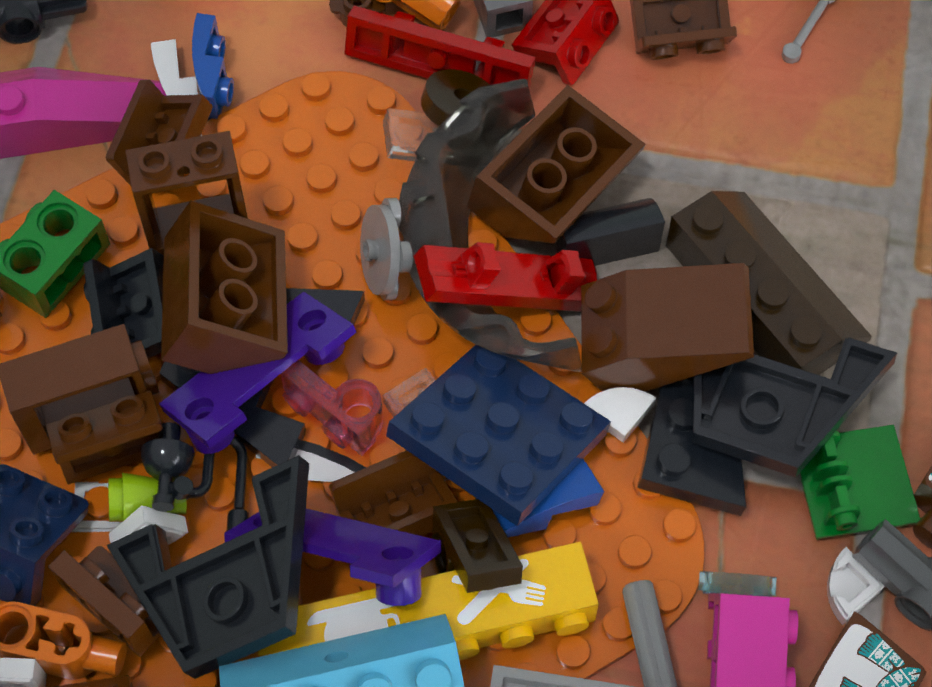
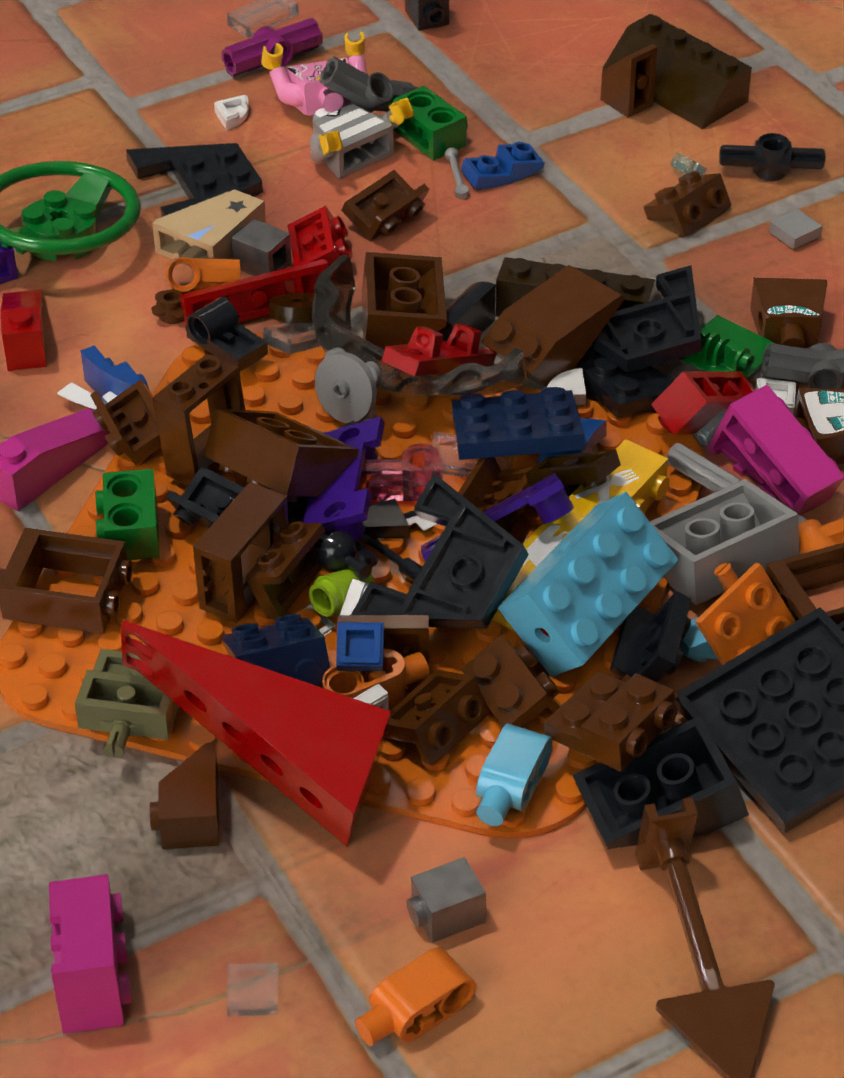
camera: 40 degrees left, 20 degrees down
(46, 606) = (360, 646): none -> blue tile
(346, 92) = (220, 333): none -> black plate
(745, 545) = (697, 398): none -> red slope
(869, 53) = (509, 165): none -> blue slope

